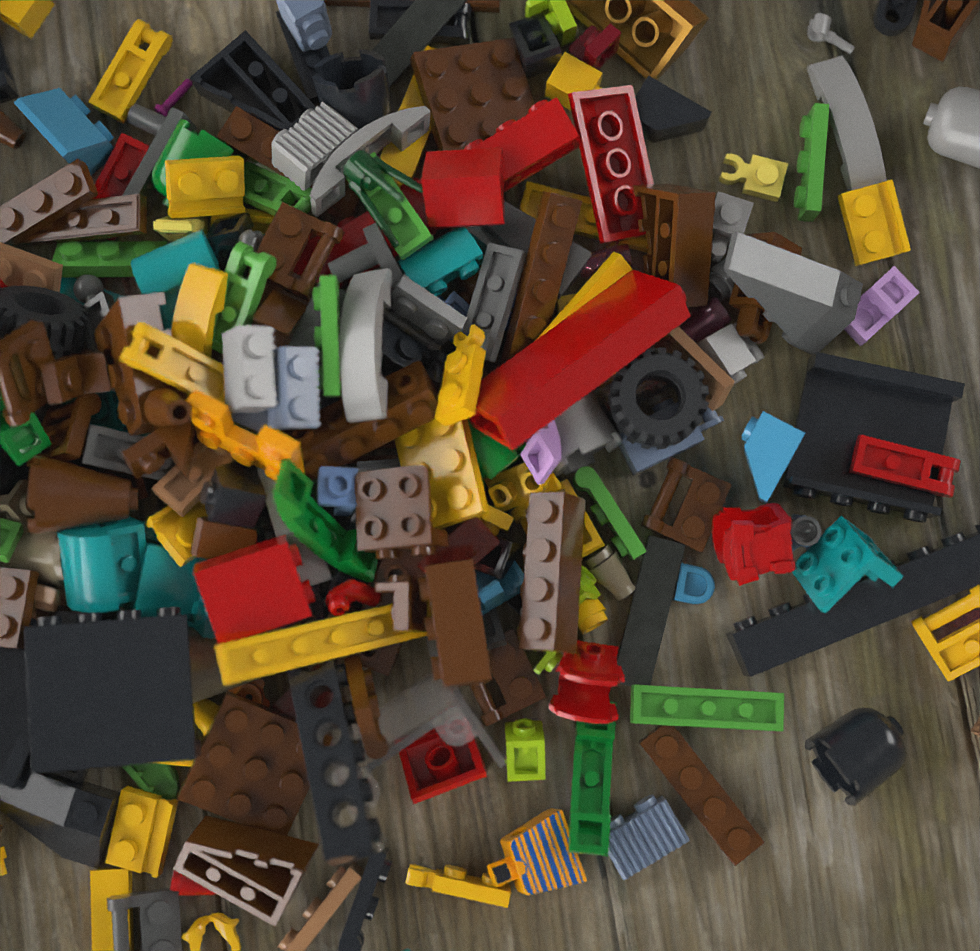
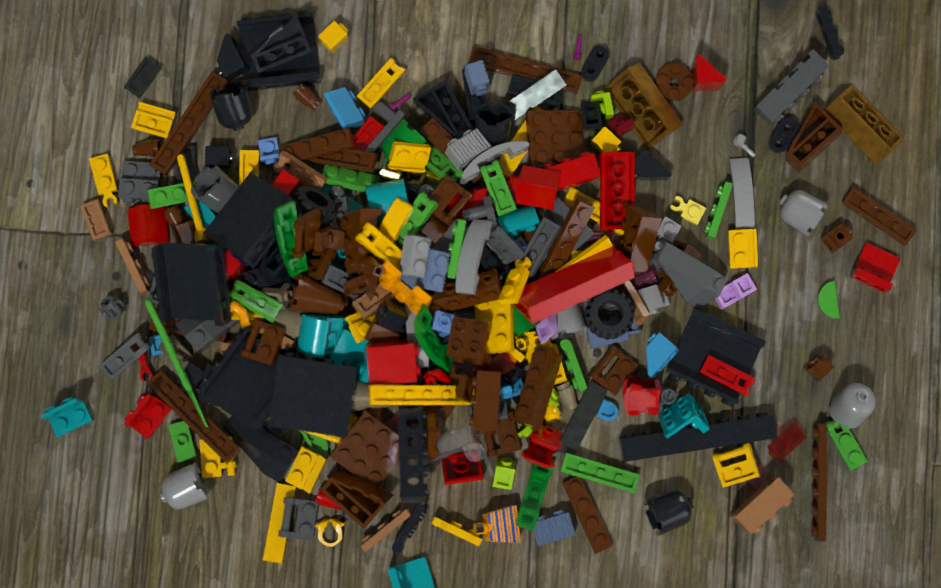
camera: 10 degrees right, 0 degrees up
(368, 173) = (491, 171): dark green plant -> none

